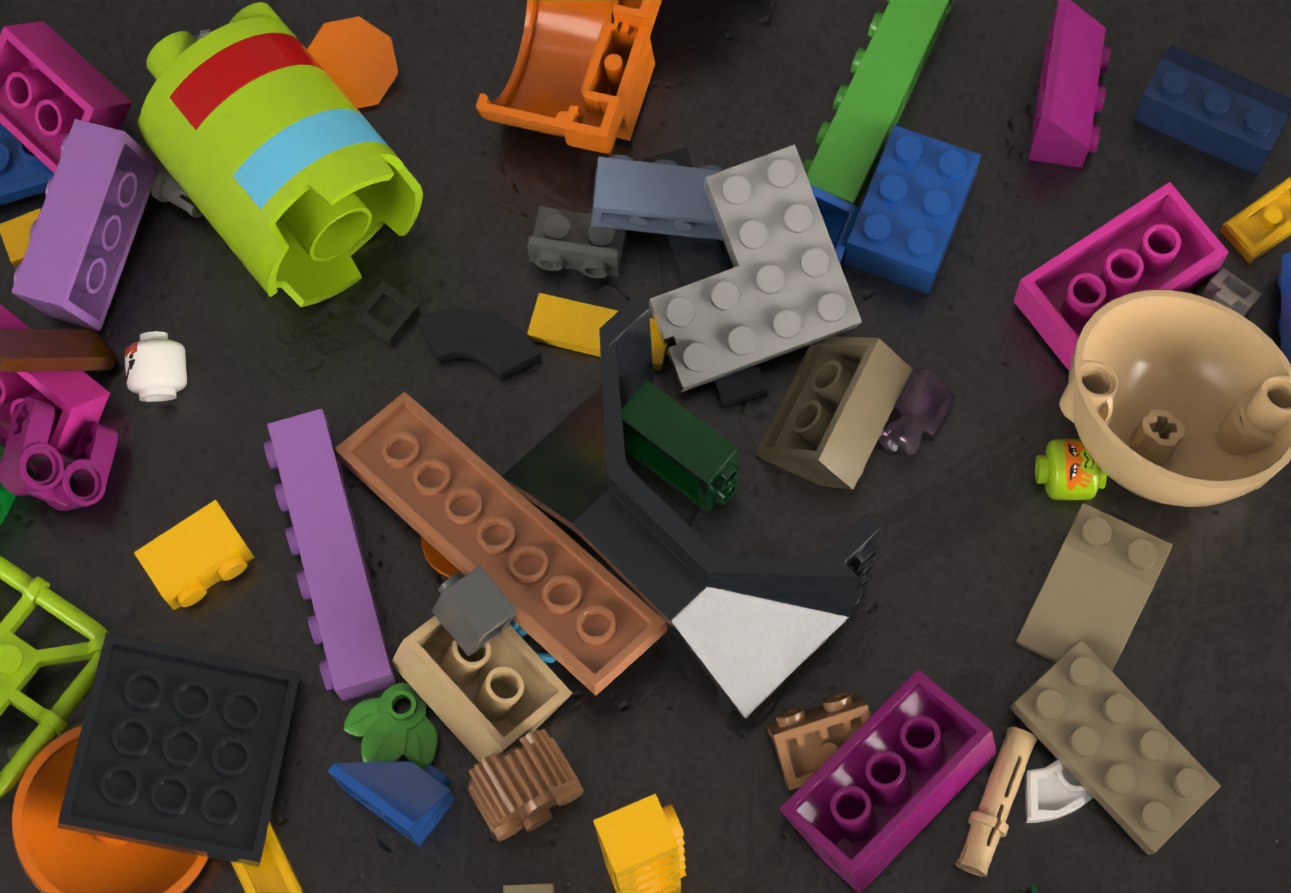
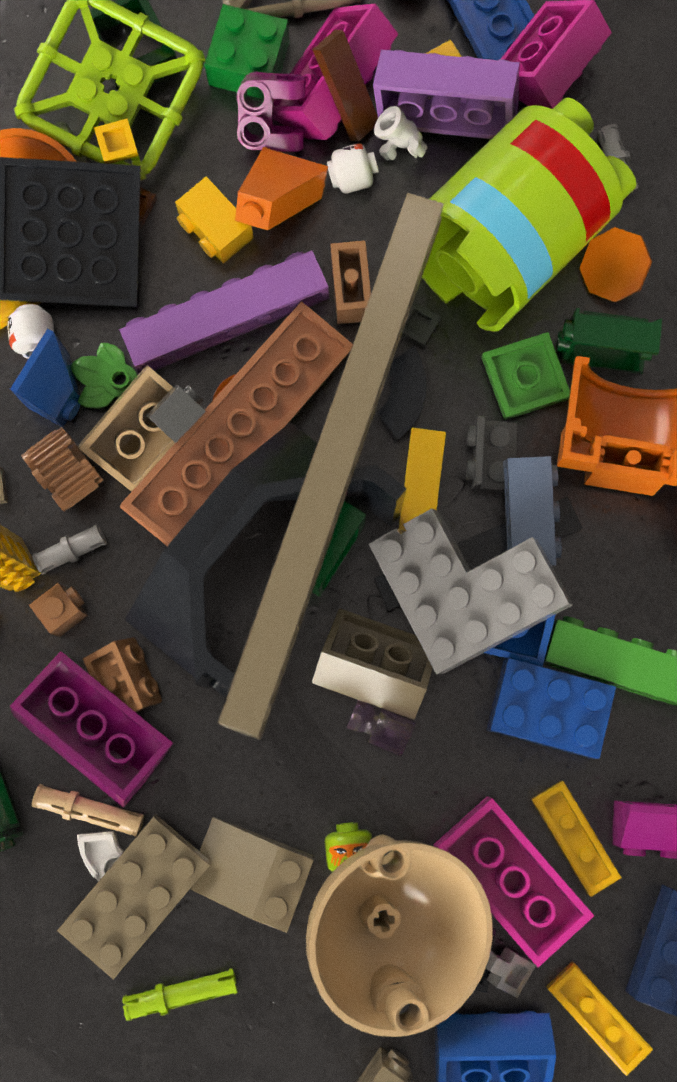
camera: 80 degrees right, 10 degrees up
(63, 661) = (116, 141): none -> yellow plate
(115, 300) = (399, 132): none -> white piece
(168, 461) = (278, 189): none -> orange slope
(313, 822) = (27, 327): none -> white head
(319, 380) = (350, 280): none -> medium nougat brick
(453, 80) = (609, 340): none -> dark green window
(479, 188) = (526, 376): none -> bright green plate
(600, 371) = (331, 470): none -> dark tan piece
(627, 776) = (69, 549): none -> light grey pin
(719, 812) = (59, 609): none -> medium nougat brick
(1071, 206) = (576, 838): none -> yellow tile
(1247, 717) = (178, 995): none -> lime pin

